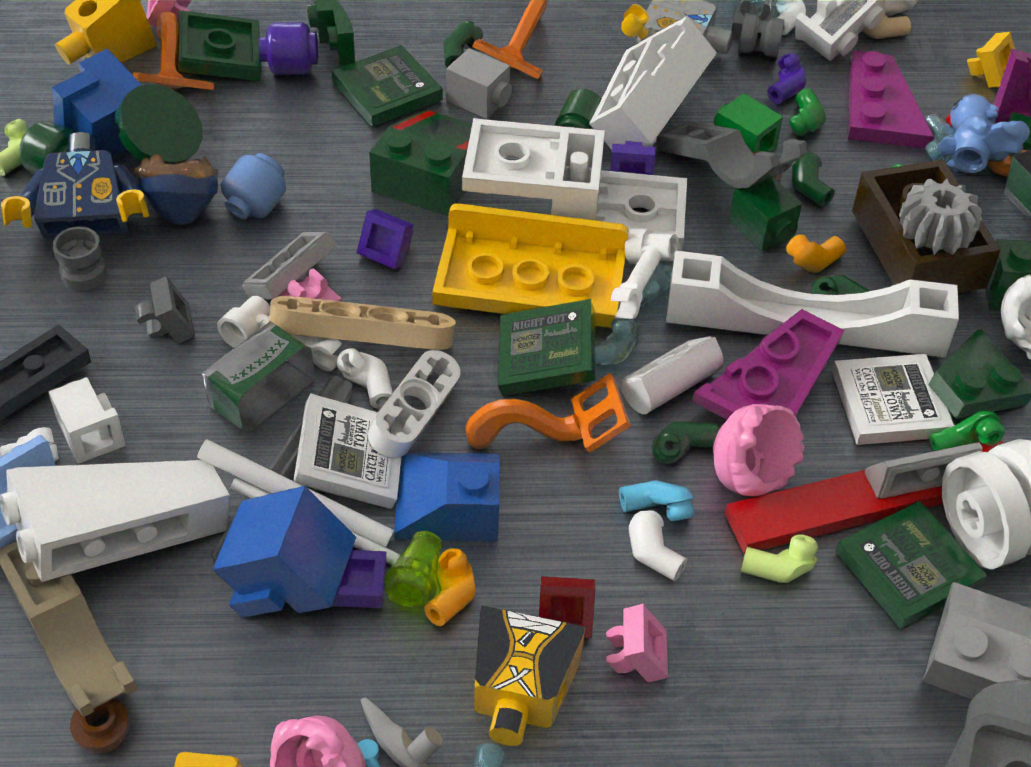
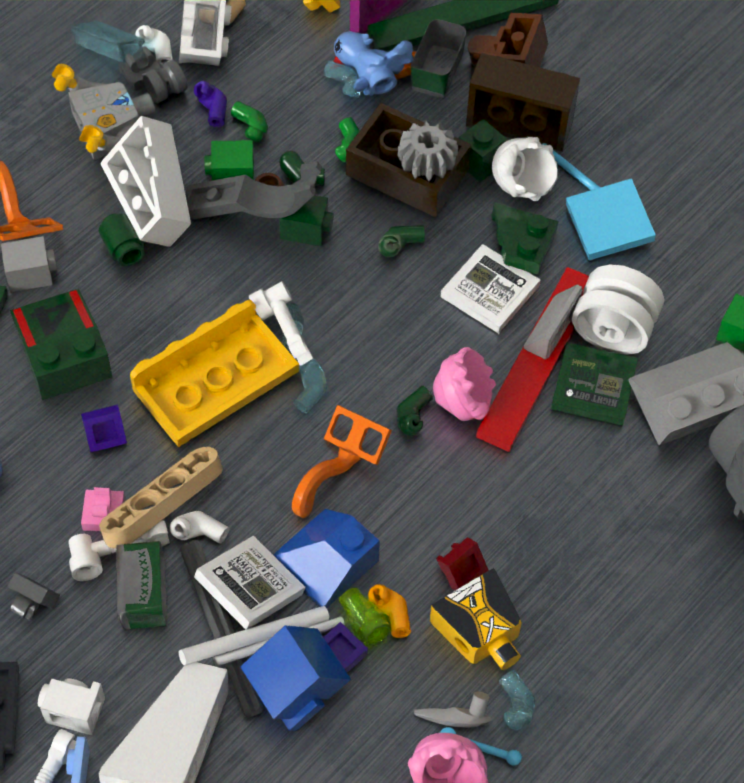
camera: 45 degrees left, 10 degrees up
(289, 264) = (66, 497): light grey plate -> none
(413, 419) = (247, 534): white beam -> none
(547, 347) = (281, 418): dark green tile -> none
(567, 168) = (180, 292): white bracket -> none
(632, 158) = (193, 249): dark purple tile -> none
(643, 644) = (521, 549): bright pink tile -> none
(649, 547) = (462, 491): white arm -> none
(655, 494) = (435, 455): medium azure arm -> none
(672, 374) = (365, 375): white brick -> none
(777, 370) = (423, 327): magenta wing -> none
(784, 566) = (538, 439): yellowish green arm -> none
(813, 256) = (361, 225): light orange arm -> none
(883, 104) = (284, 77): magenta wing -> none
(899, 318) = (349, 297): white arch -> none
(980, 427) = (558, 269): green arm -> none

